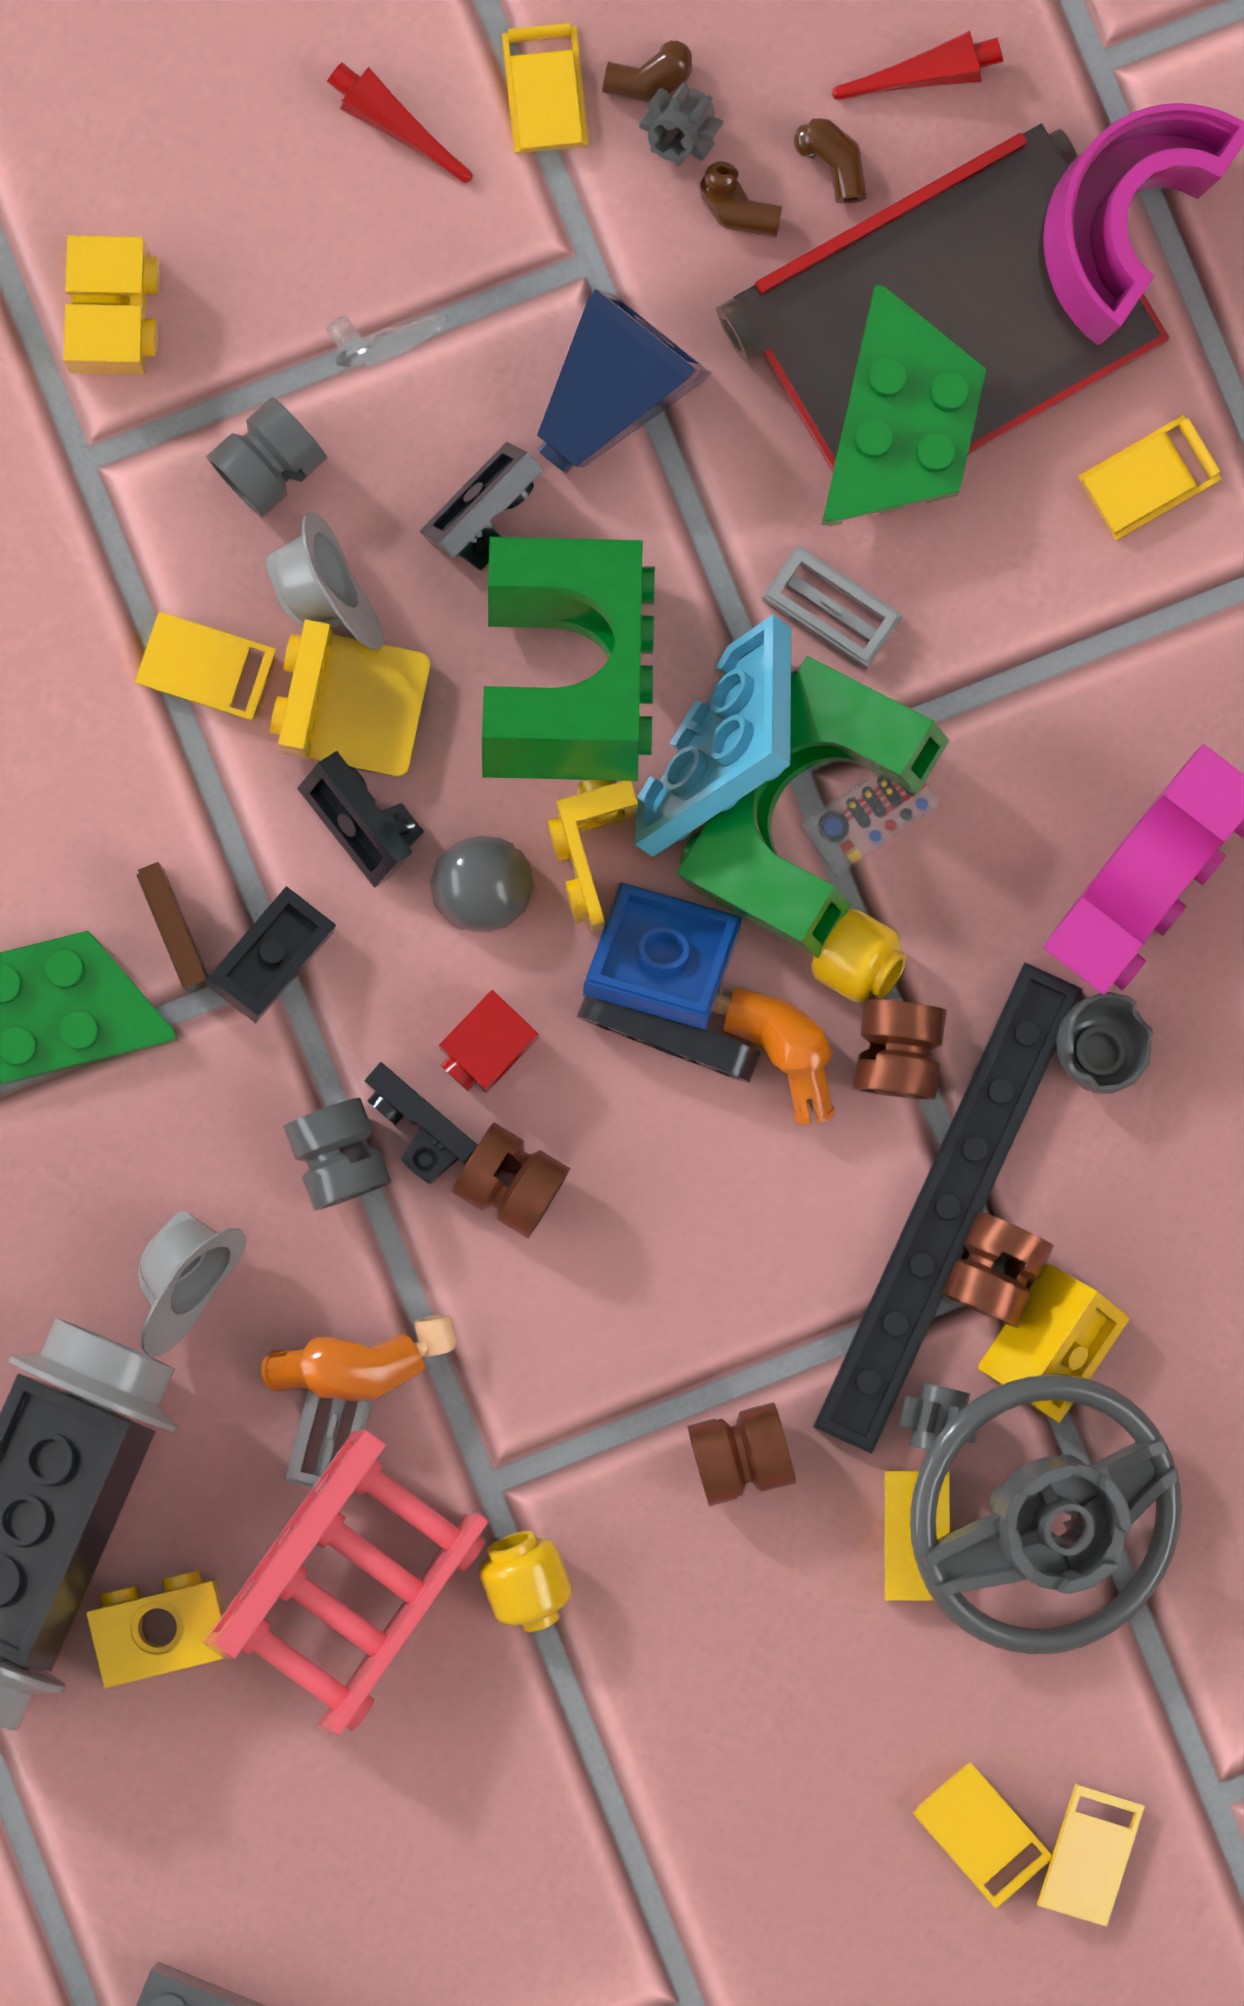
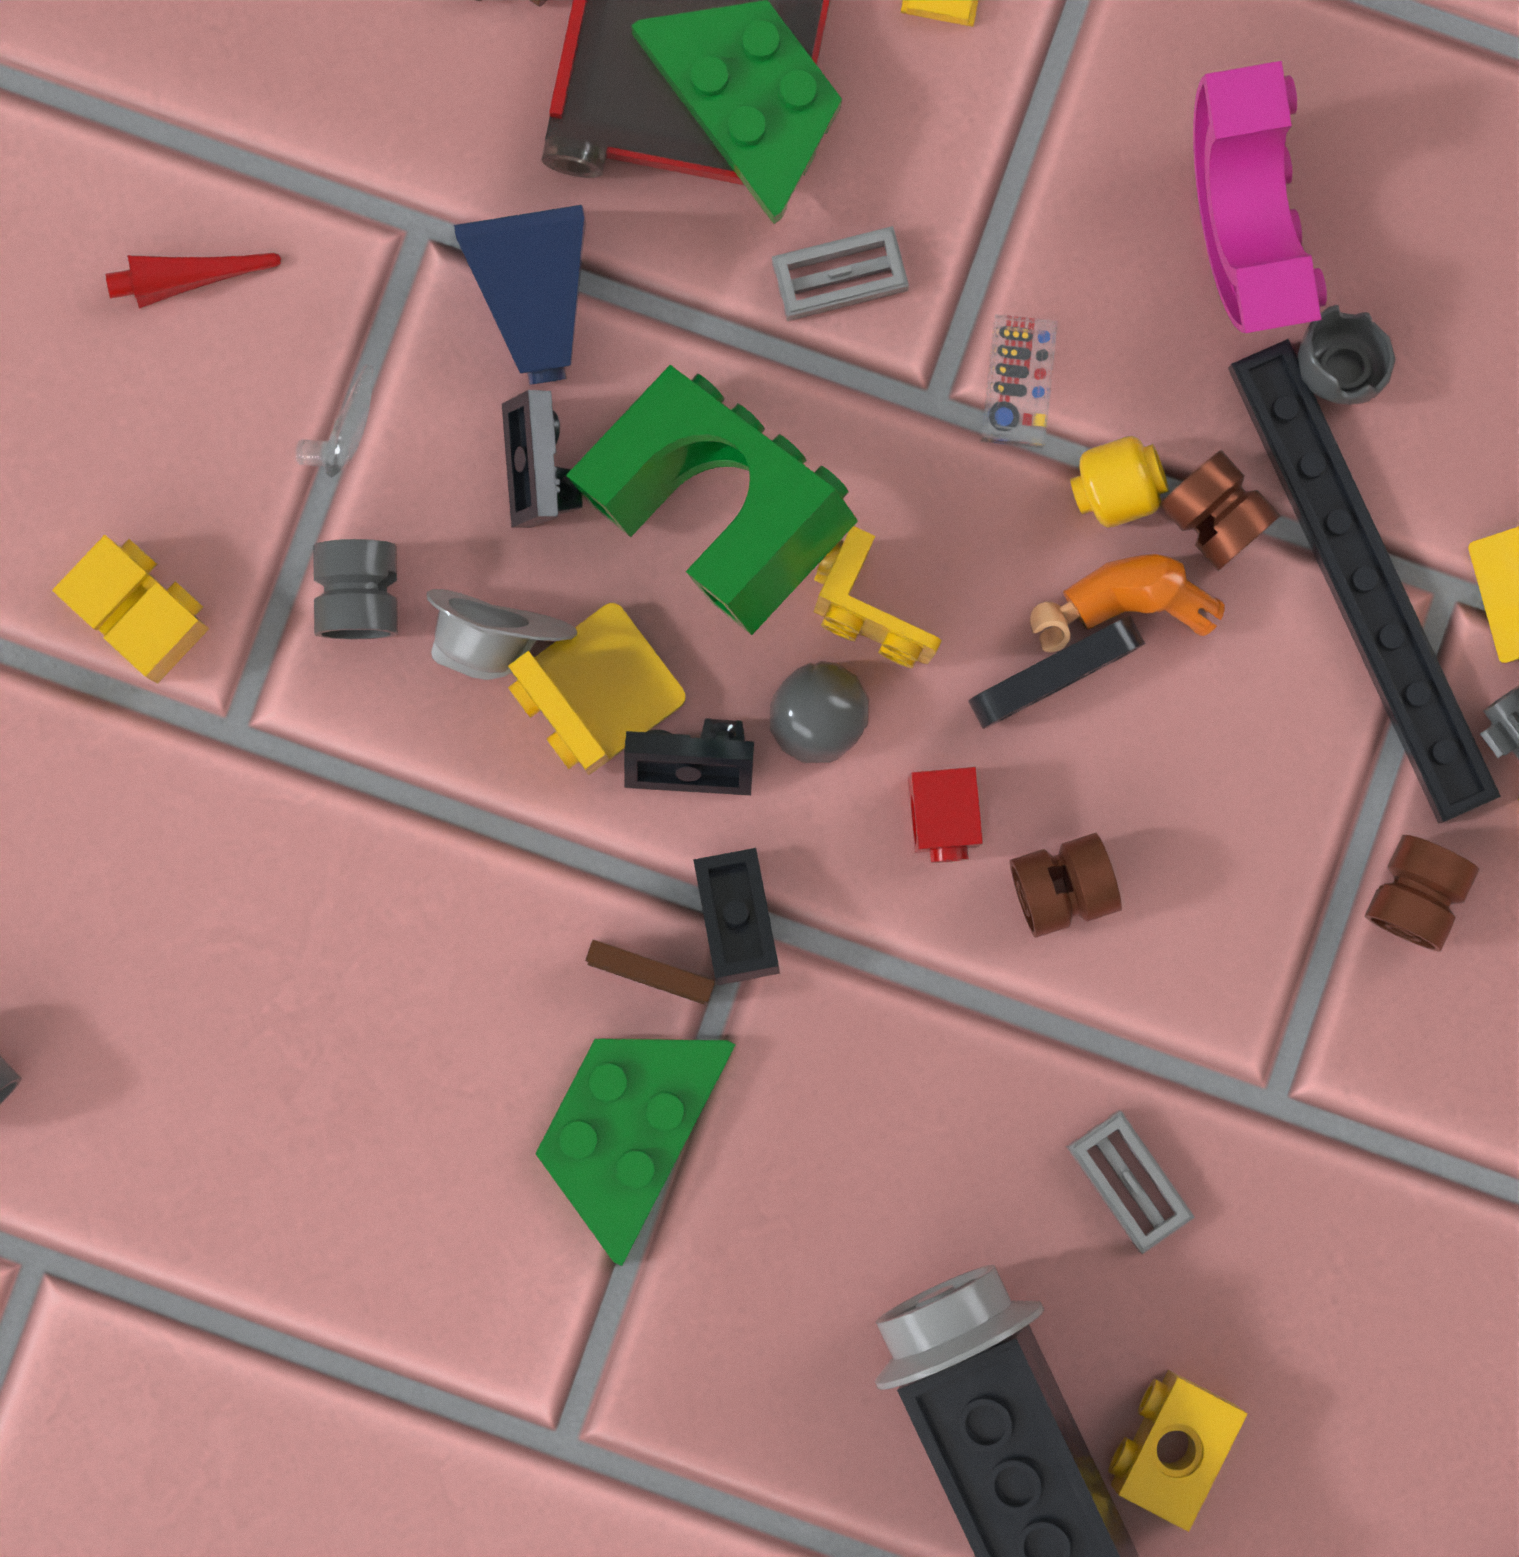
camera: 50 degrees left, 0 degrees up
(180, 1276) = (917, 1197): light grey piece -> none
(201, 664) = (466, 777): yellow piece -> none
(283, 1576) = (1222, 1321): coral fence -> none
(337, 1153) = (932, 998): dark grey wheel -> none
(357, 1372) = (1109, 1130): orange arm -> none
(438, 1140) = (986, 913): black hinge -> none
(525, 1581) = (1376, 1138): yellow head -> none
(545, 92) = (263, 146): yellow piece -> none
(662, 956) = (997, 624): blue tile -> none
(664, 70) = (327, 56): reddish brown arm -> none
(681, 124) = (380, 64): dark grey gear -> none
(726, 743) = (880, 433): medium azure plate -> none
(731, 205) = (475, 84): reddish brown arm -> none
(829, 722) = (920, 353): green arch -> none
(989, 1291) = (1447, 582): copper wheel -> none

